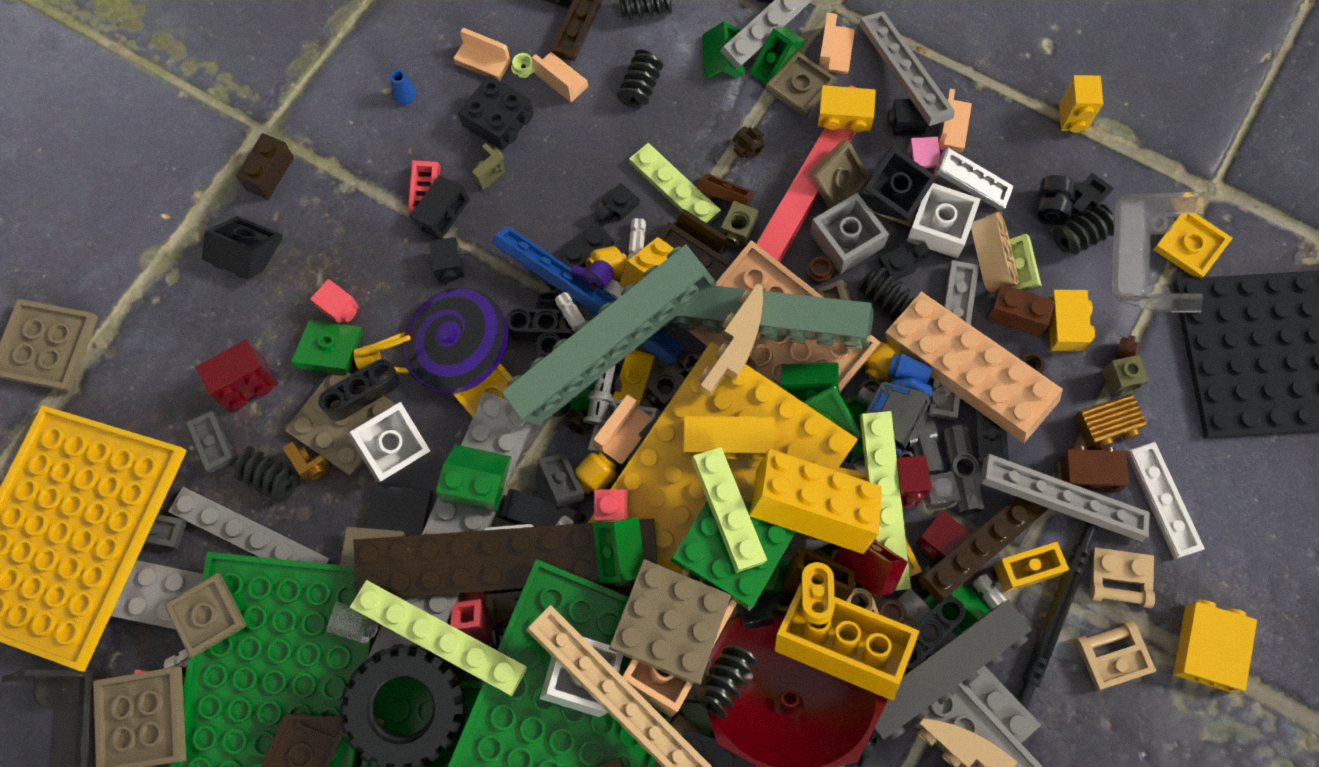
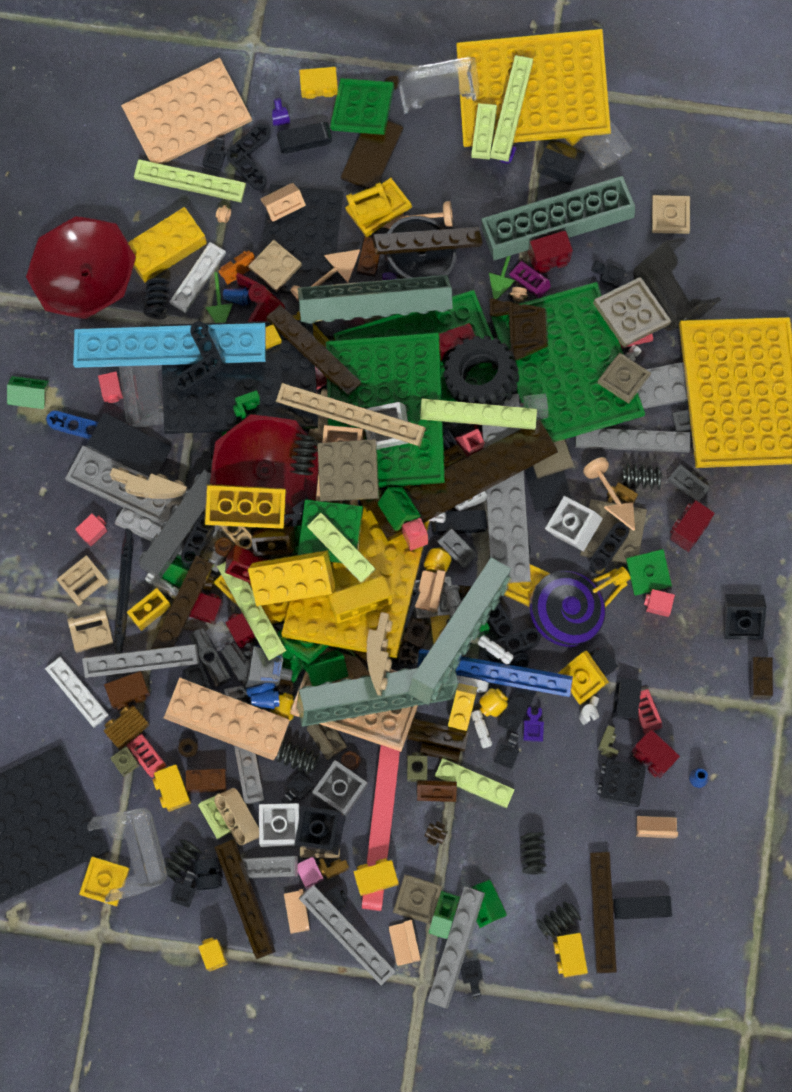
camera: 155 degrees right, 5 degrees up
(315, 428) = (623, 512): none -> light nougat piece
(440, 123) = (654, 754): none -> dark red brick
(473, 478) = (507, 519): green slope -> none
(475, 248) = (586, 677): none -> yellow plate
(495, 212) = (589, 710): none -> white piece
(520, 60) = (624, 828): yellowish green plate -> none
(559, 76) = (593, 835): light nougat panel -> none
(570, 217) = (533, 729): none -> dark purple plate
(596, 275) = (493, 684): dark purple piece -> none
(817, 595) = (271, 521): yellow plate -> none
(839, 174) = (361, 828): dark tan plate -> none
(881, 146) = (337, 867): none -> pearl gold bracket
(1017, 157) = (245, 899): none -> dark brown plate
(1080, 728) = (91, 529): none -> coral brick
(1096, 365) = (154, 764): none -> coral slope
(1128, 347) = (127, 784): reddish brown plate -> none
(1215, 646) = (24, 609): yellow brick -> none

